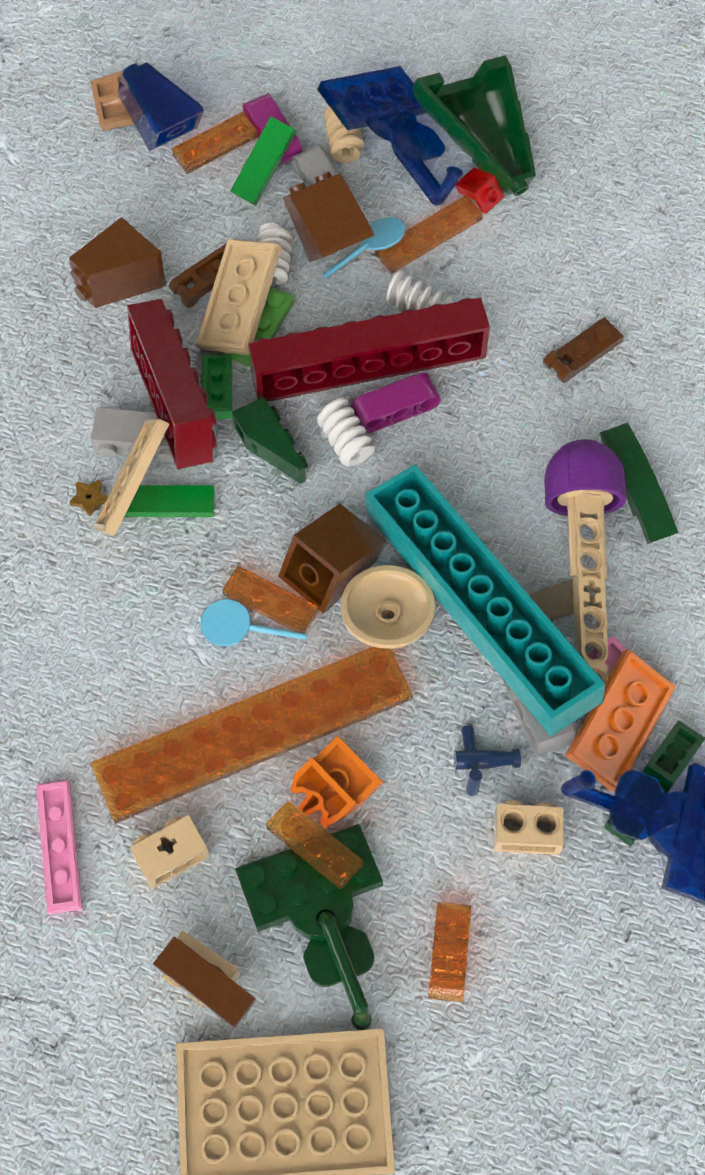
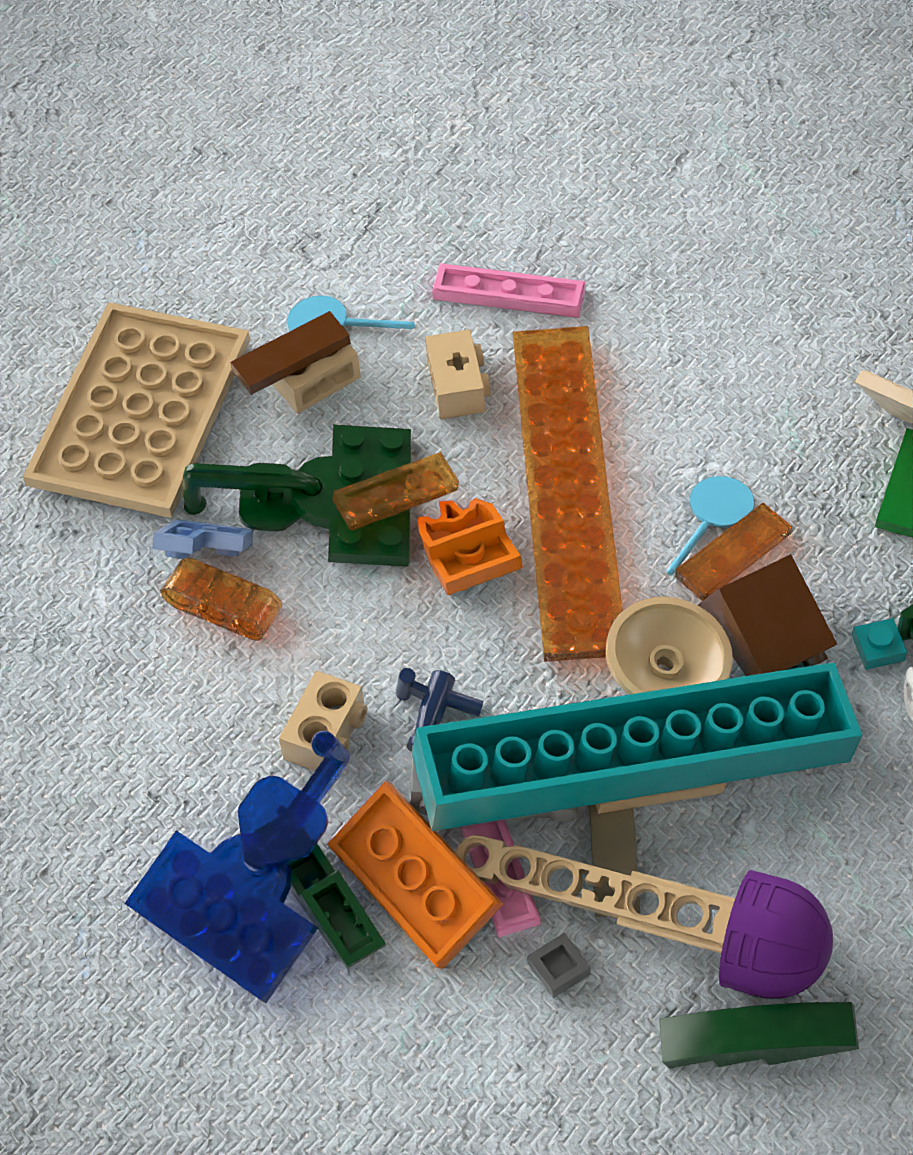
camera: 115 degrees right, 10 degrees down
(134, 995) = (317, 305): none -> medium azure piece
(316, 488) = (879, 643): none -> teal plate
(400, 993) = (186, 537): none -> medium blue plate
(642, 611) = (558, 965): none -> dark grey plate

